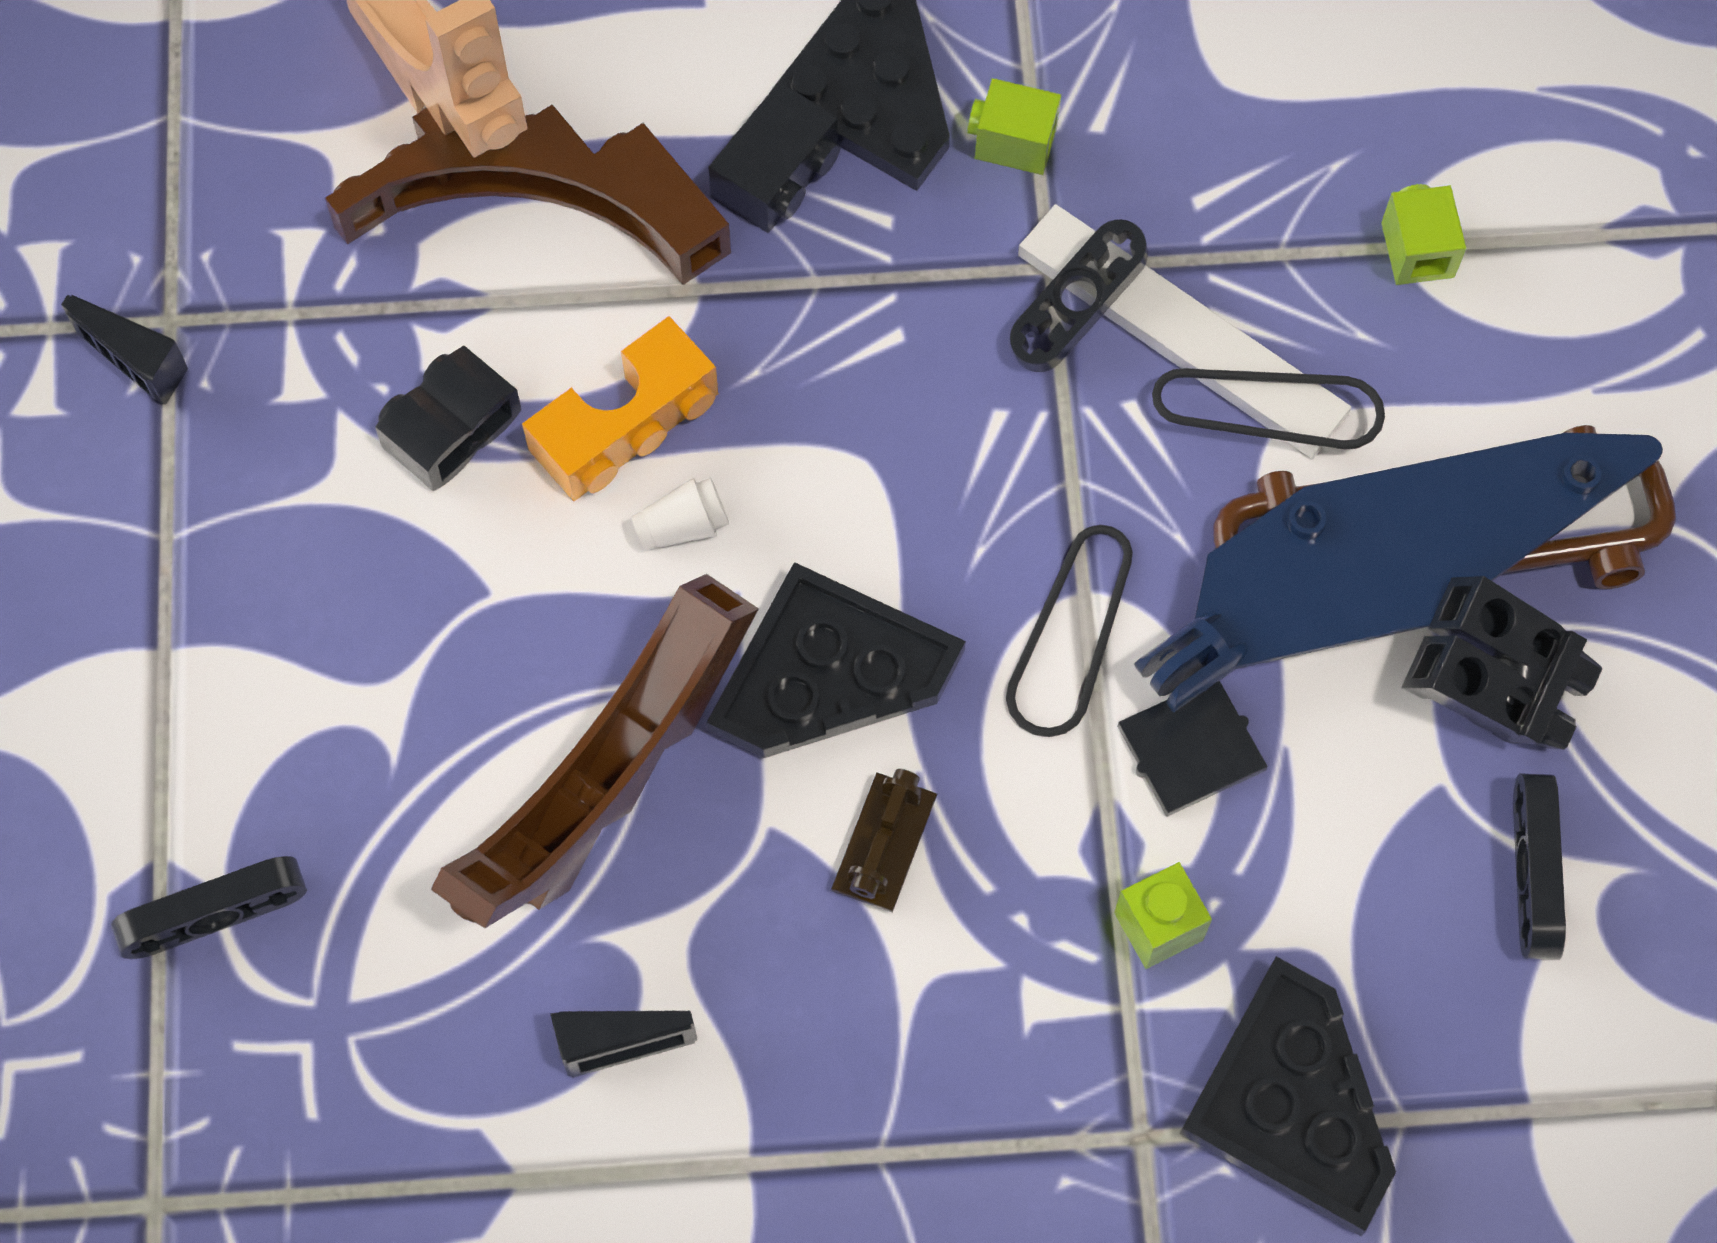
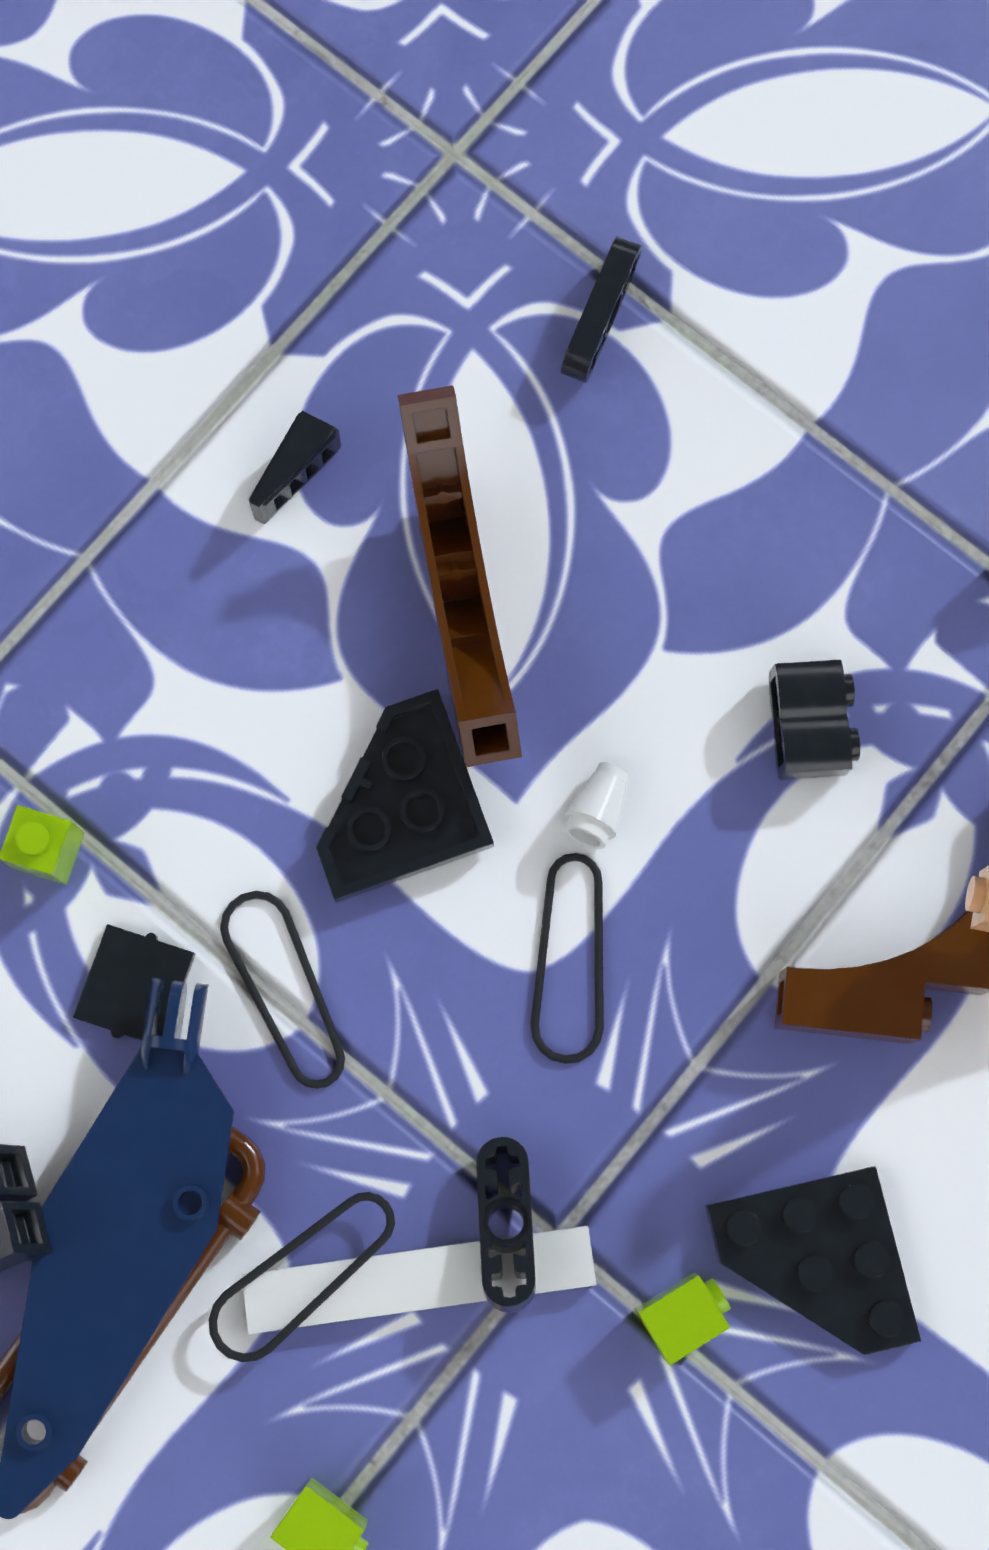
camera: 135 degrees right, 10 degrees up
(589, 445) = (704, 884): light orange arch -> none
(774, 158) = (814, 1118): black brick -> none
(843, 463) = (599, 995): none -> black piece
(885, 840) = (260, 731): dark brown hinge -> none

